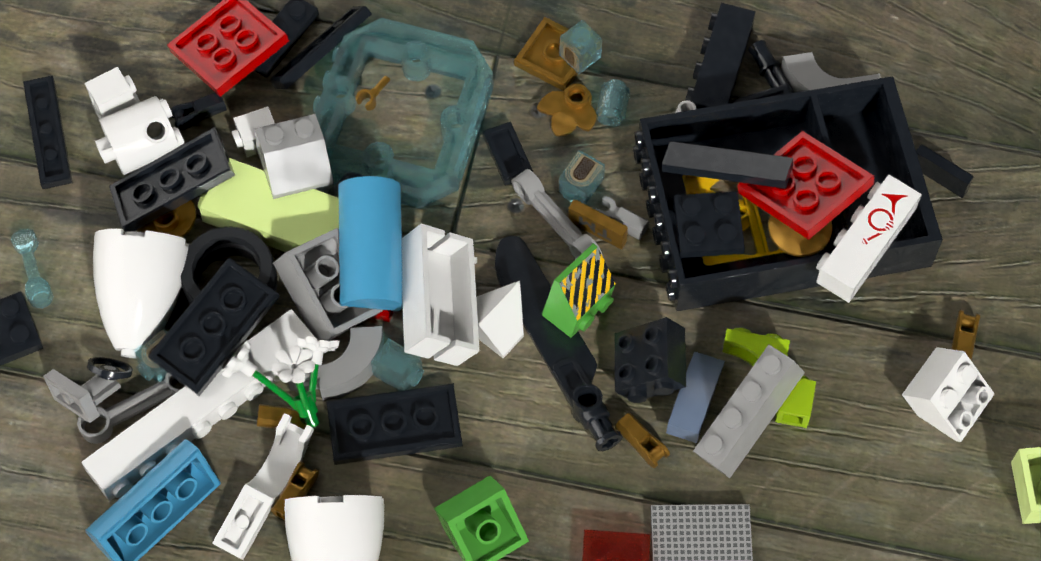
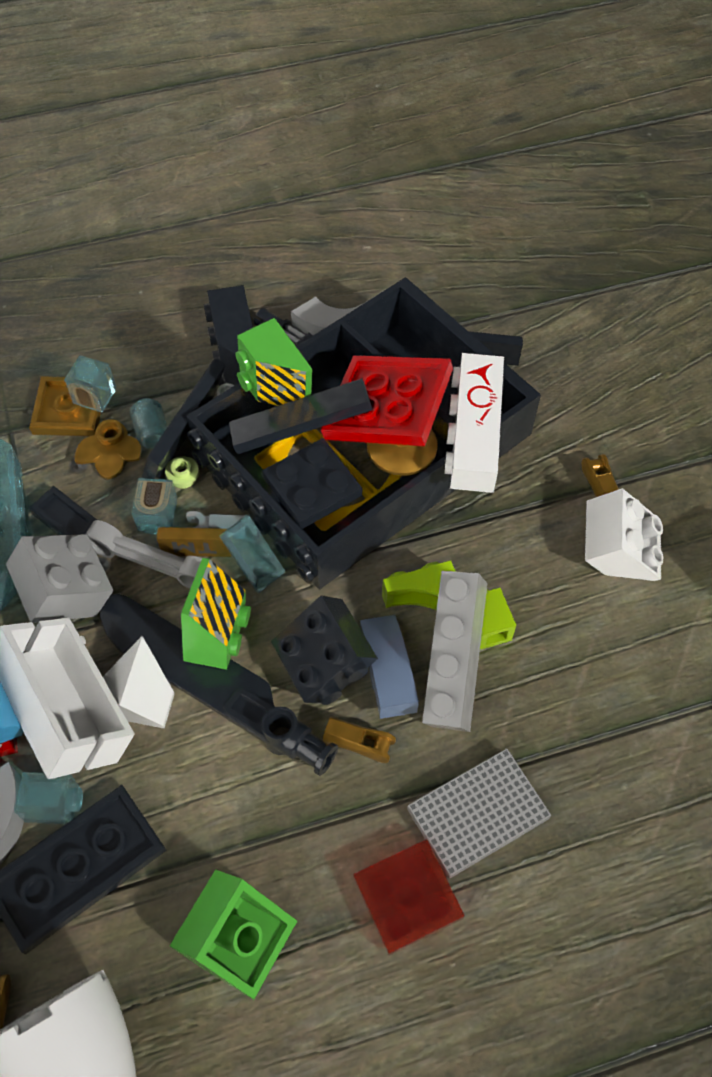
camera: 30 degrees left, 5 degrees down
(480, 203) = (58, 577): none -> light grey brick
(615, 165) = (182, 479): none -> yellowish green plate
(631, 122) = (178, 428): none -> black tile
(637, 256) = (252, 553): none -> clear light blue slope
(725, 112) = (272, 365): none -> bright green slope

